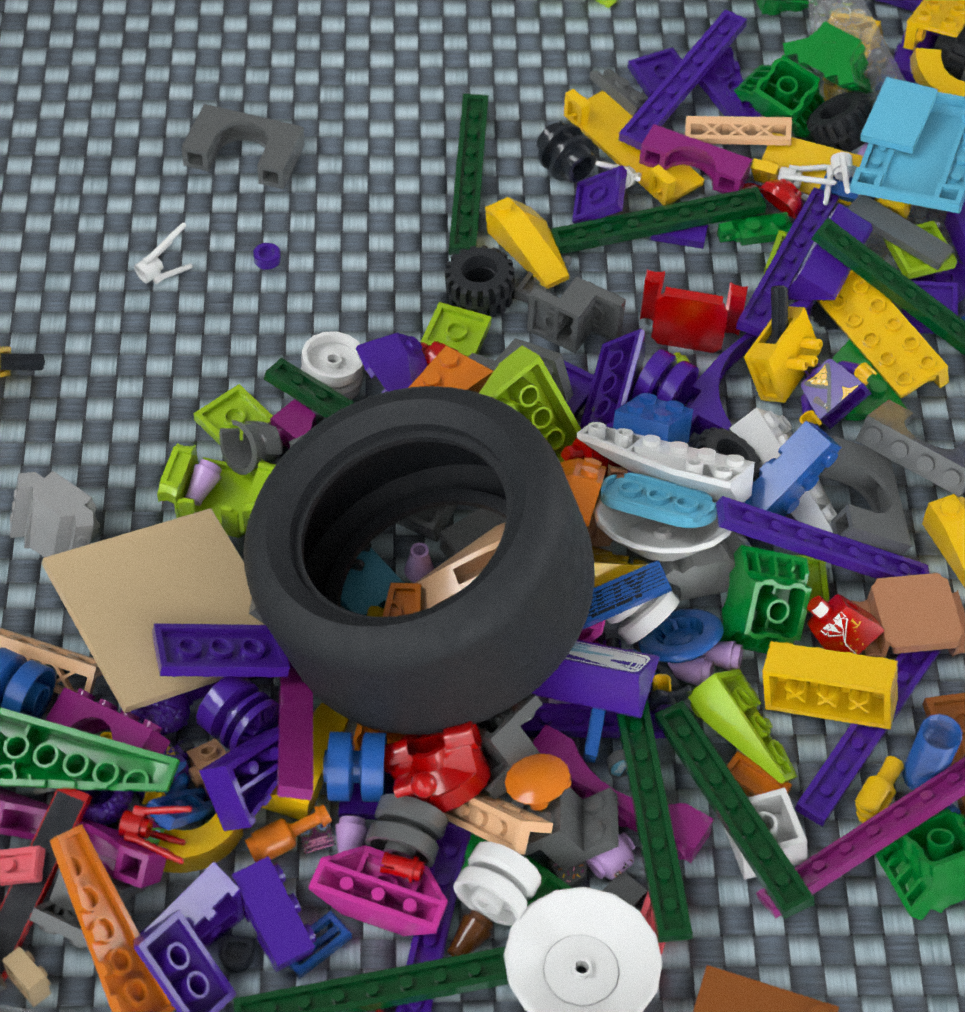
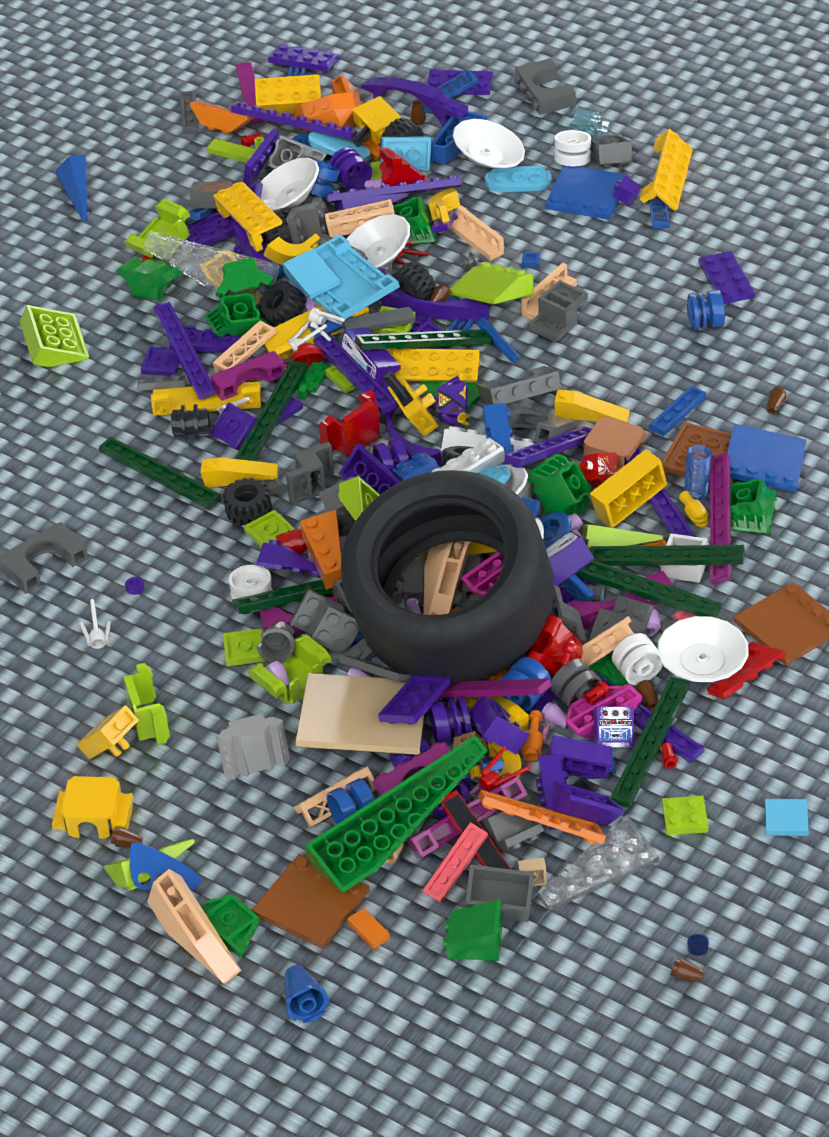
camera: 50 degrees left, 10 degrees down
(37, 365) = (151, 718): none -> lime piece
(358, 926) = (614, 726): none -> tile
(537, 780) = (595, 614): orange dish -> none

